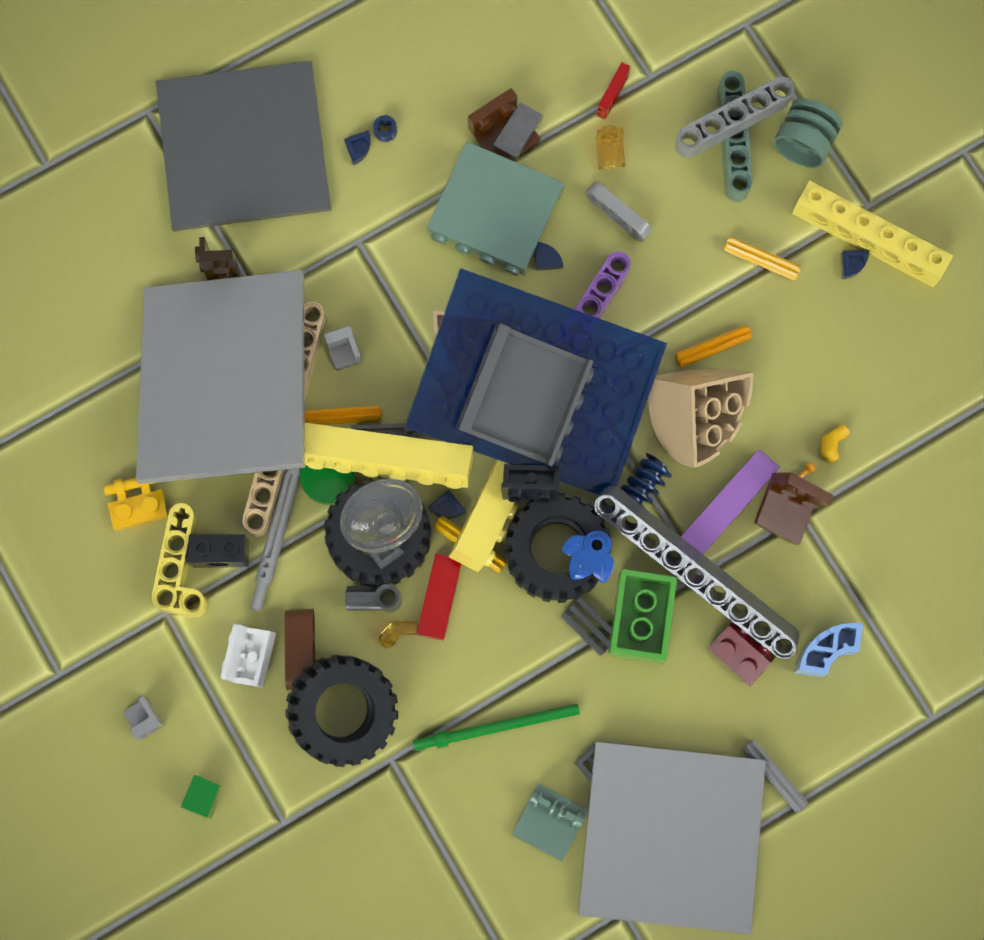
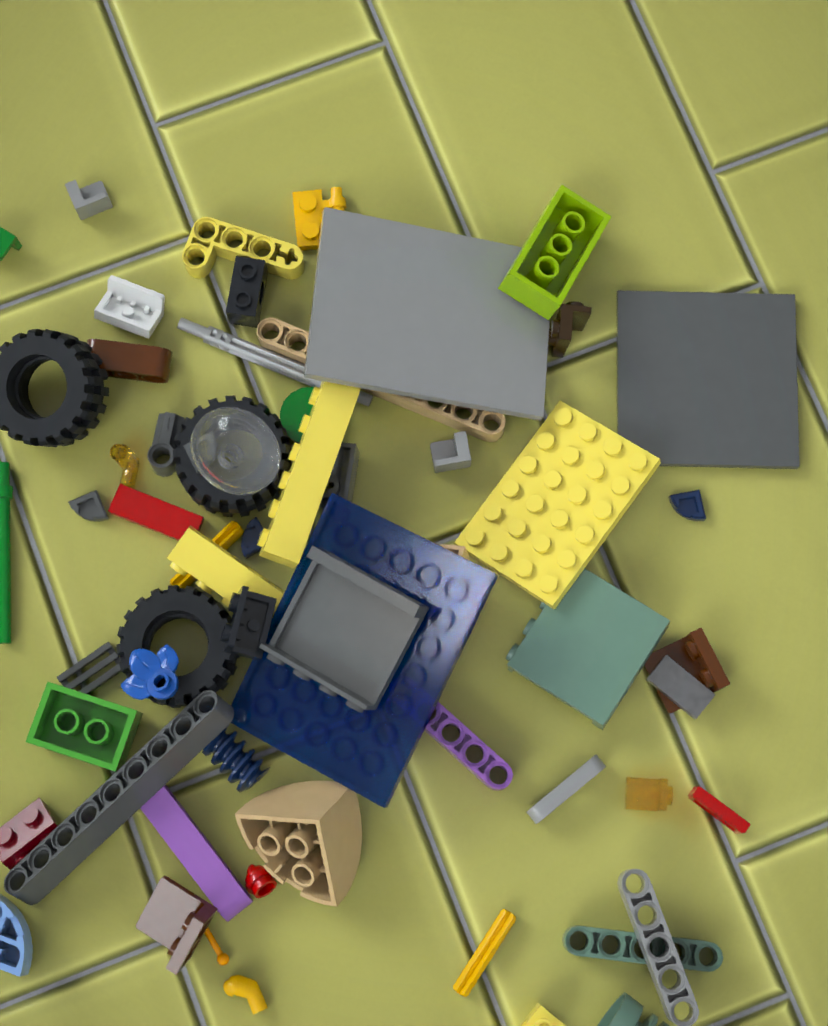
camera: 100 degrees right, 0 degrees up
(147, 280) = (555, 252): none -> lime brick
(343, 415) = (375, 441): light orange axle -> none
(376, 250) = (557, 503): none -> light yellow plate
(385, 121) = (707, 527): dark blue bush -> none
(441, 658) = (89, 507): none -> dark grey tile
(547, 257) = (523, 697): dark blue tile -> none
(713, 346) = (386, 872): light orange axle -> none
(740, 448) = (259, 881): none -> red plate

